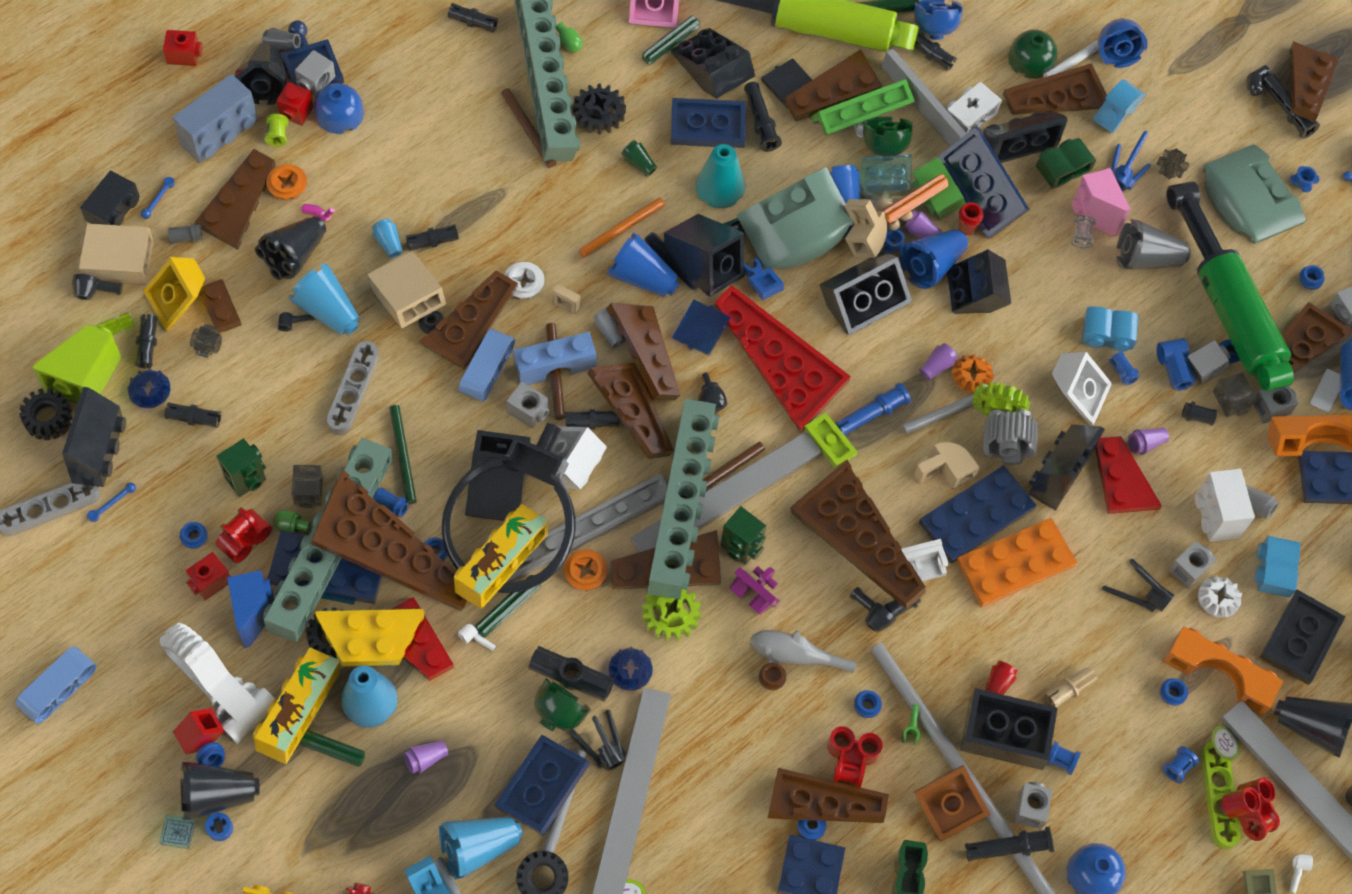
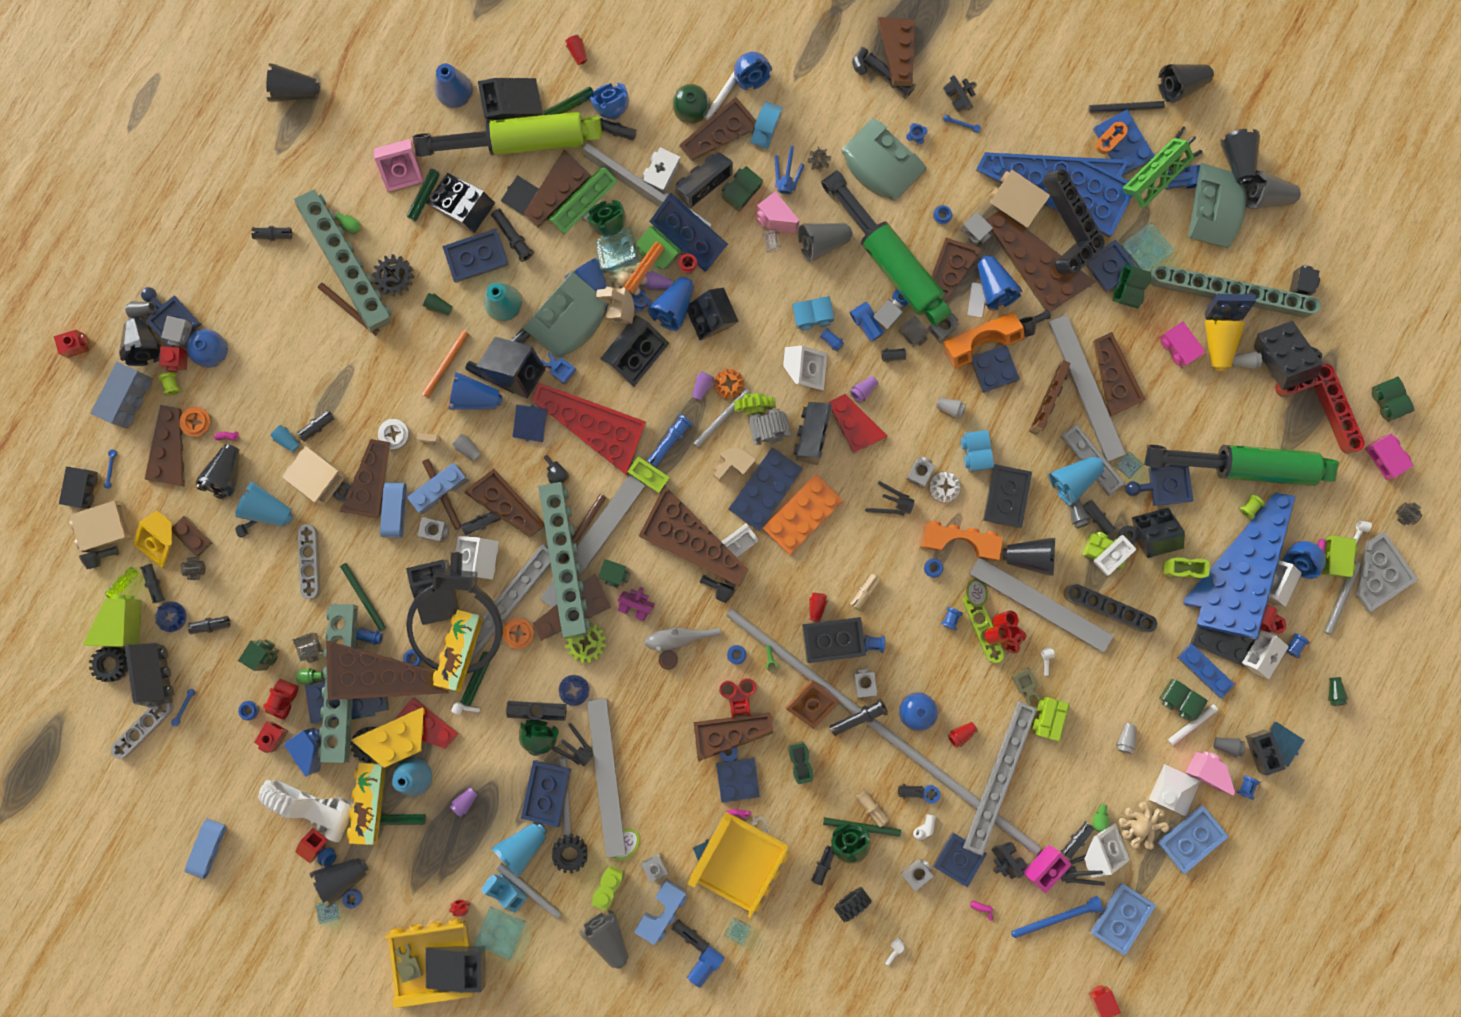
camera: 15 degrees left, 20 degrees up
(185, 233) = (141, 491): dark grey pin -> none
(647, 346) = (493, 448): reddish brown wing -> none
(1224, 505) = (929, 423): white brick -> none

